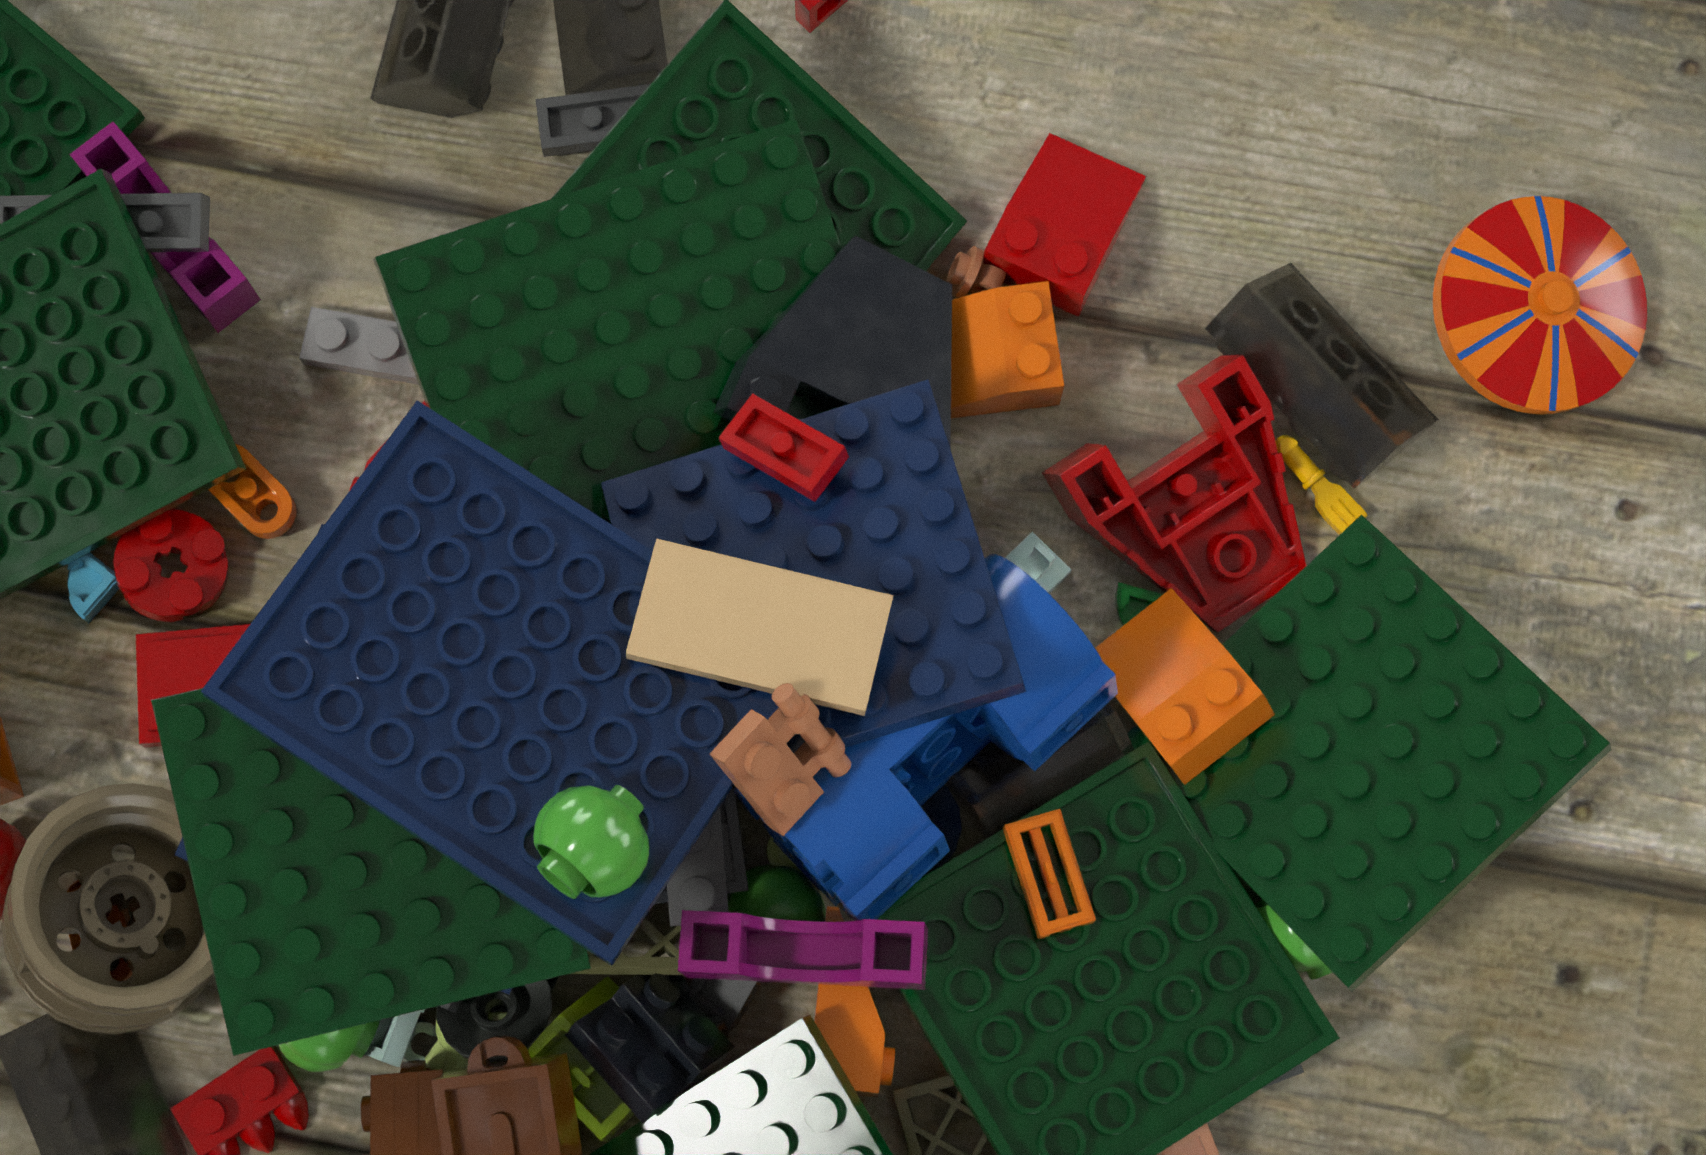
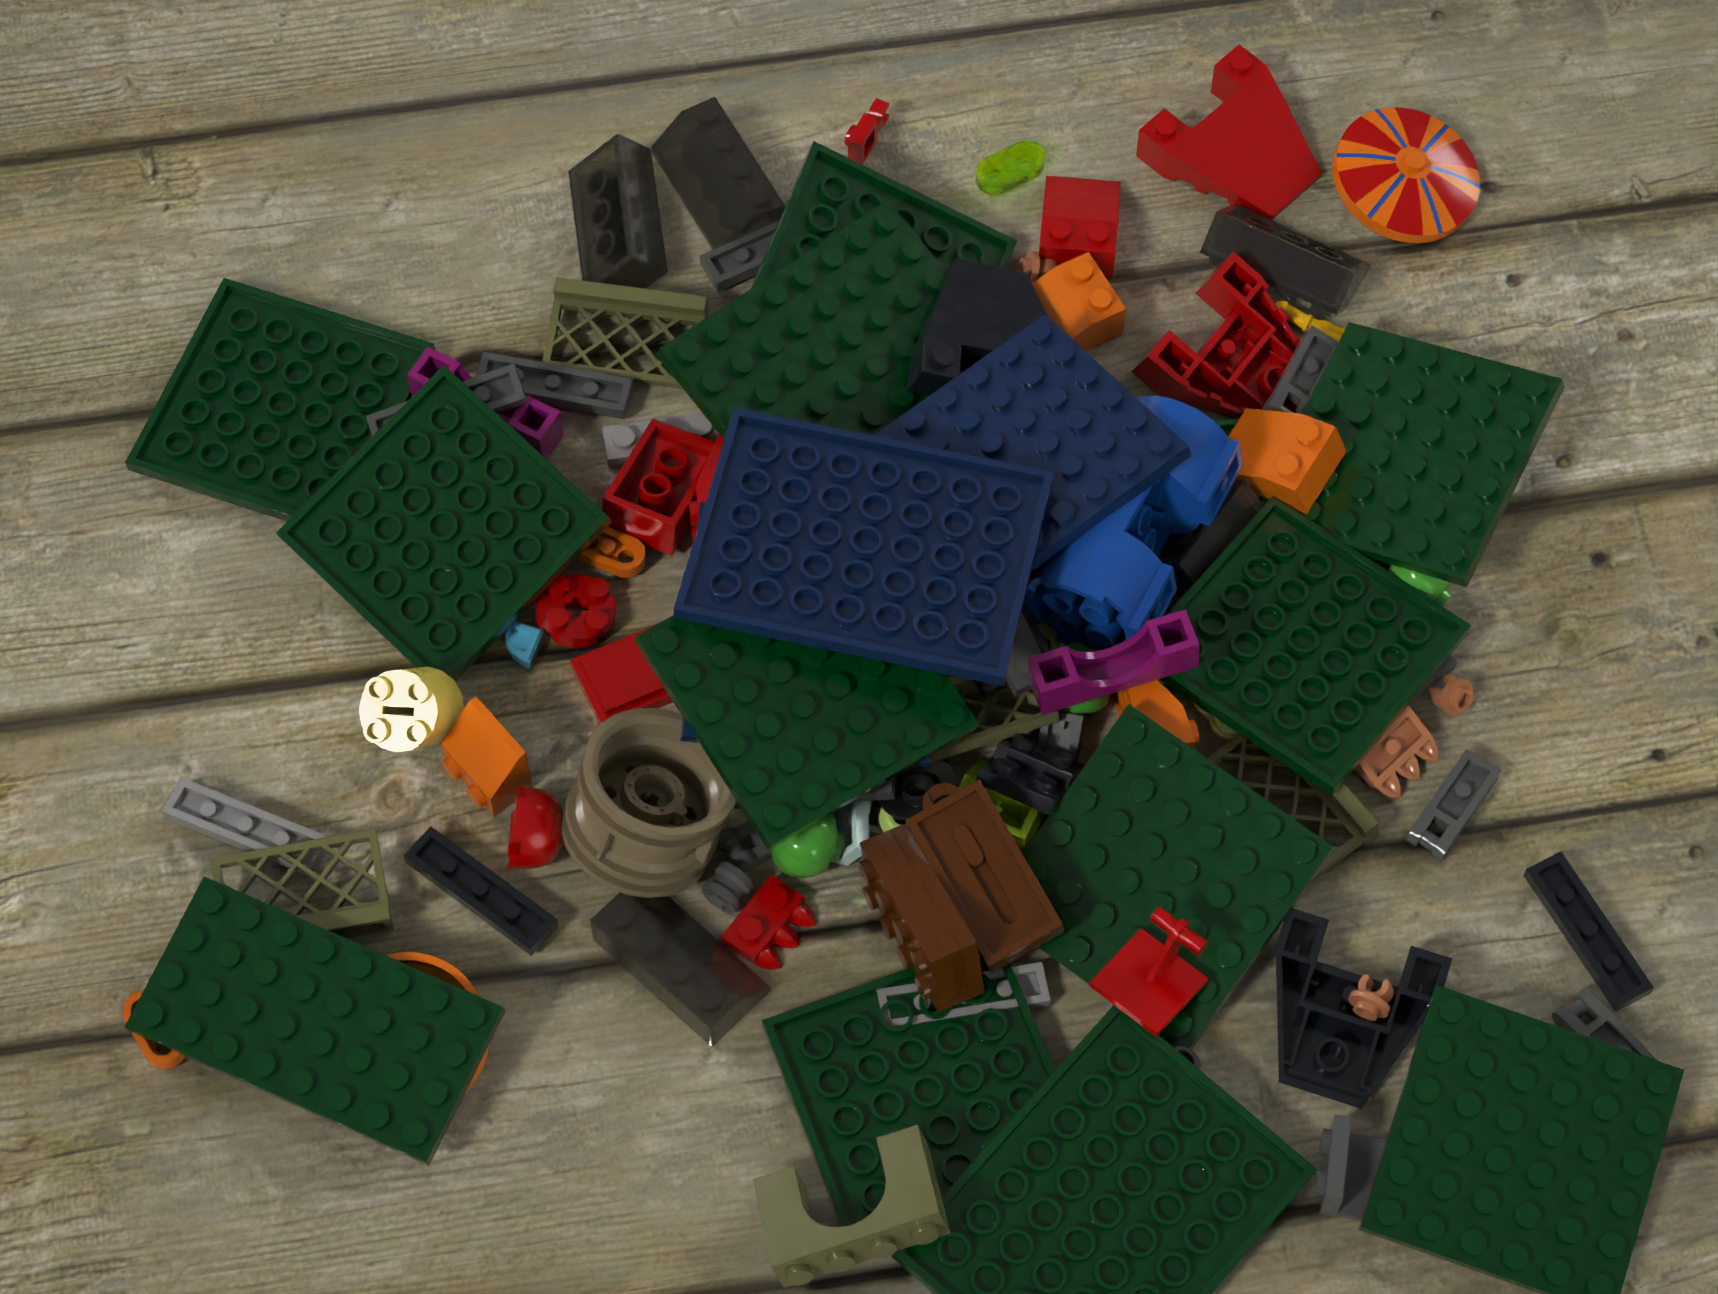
camera: 20 degrees left, 15 degrees down
(201, 1044) = (727, 887): none -> dark grey wheel
(276, 224) = (567, 386): none -> dark grey plate
(336, 422) = (656, 485): none -> red slope
(403, 134) = (620, 302): none -> olive fence
(591, 841) = (960, 601): bright green plant -> none
(759, 626) = (1011, 463): tan tile -> none
(766, 769) = (1052, 543): nougat plate -> none
(784, 447) = (972, 375): red plate -> none
(1001, 103) = (1008, 169): none -> clear neon green plate
(1029, 887) = (1240, 591): orange tile -> none
(1264, 568) = (1302, 371): none -> dark grey plate
(1282, 1122) = (1454, 697): none -> nougat plate
(1336, 190) = (1241, 149): none -> red wedge

